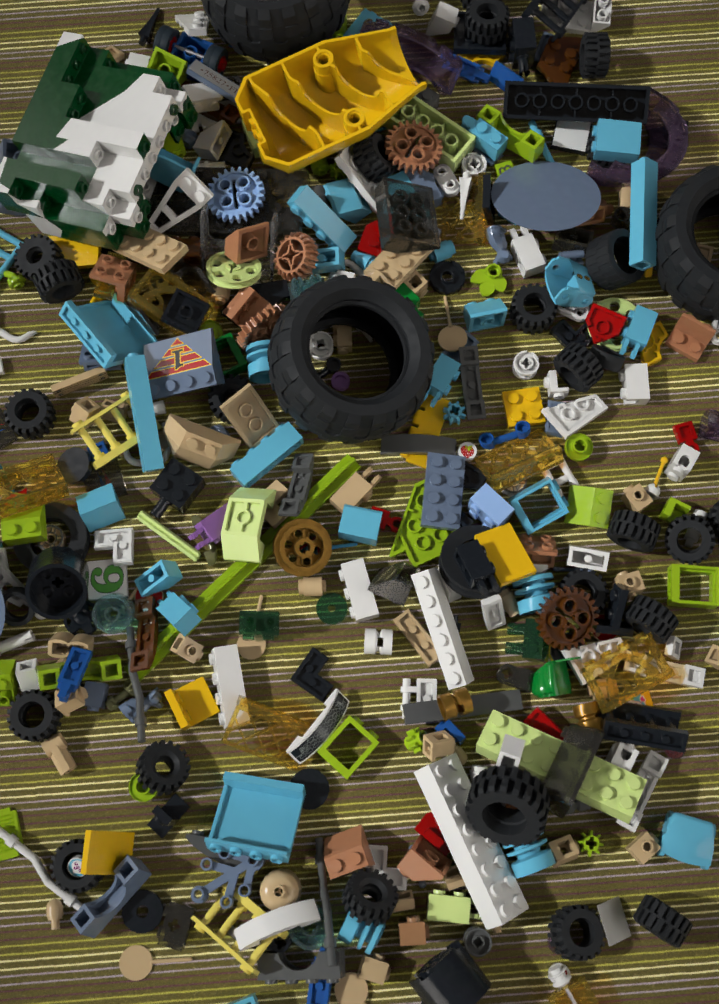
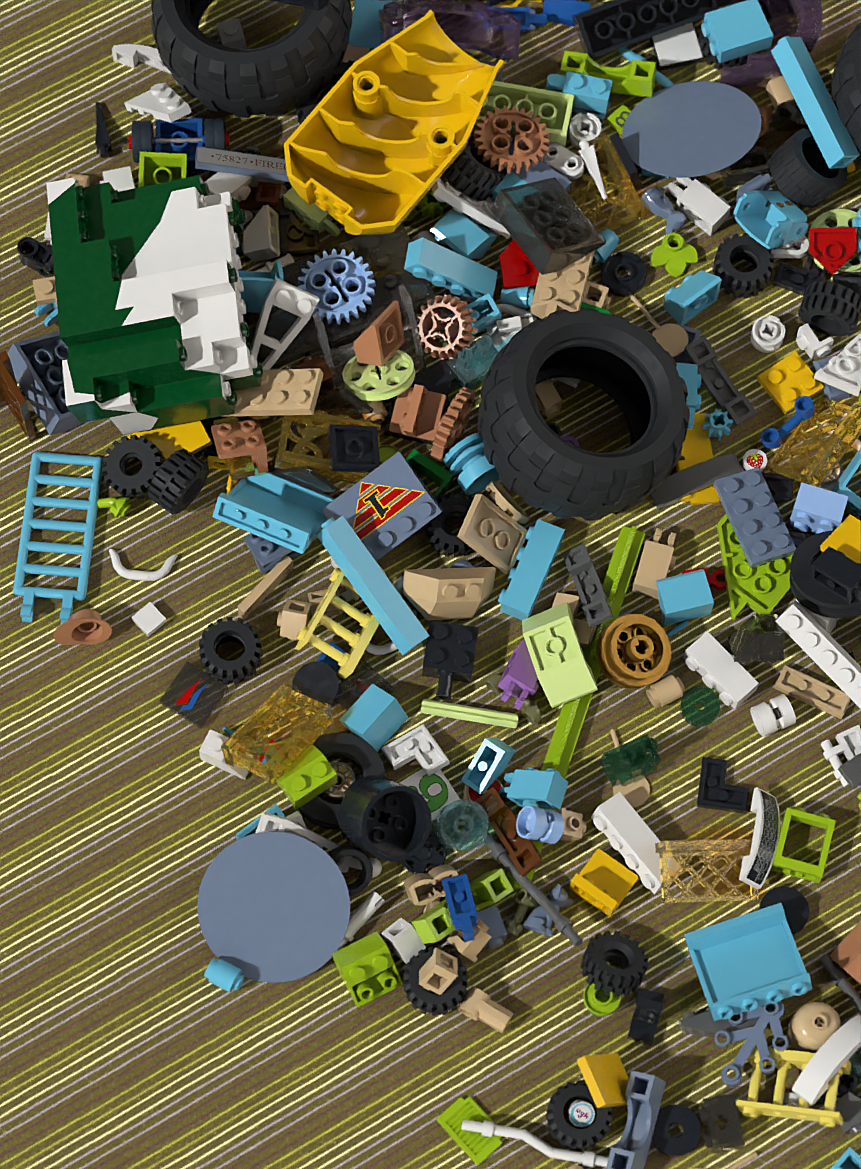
camera: 30 degrees left, 5 degrees down
(32, 712) = (438, 971): none -> tan brick
(164, 640) = (540, 824): none -> light blue wheel
(269, 397) = (506, 502): none -> tan tile

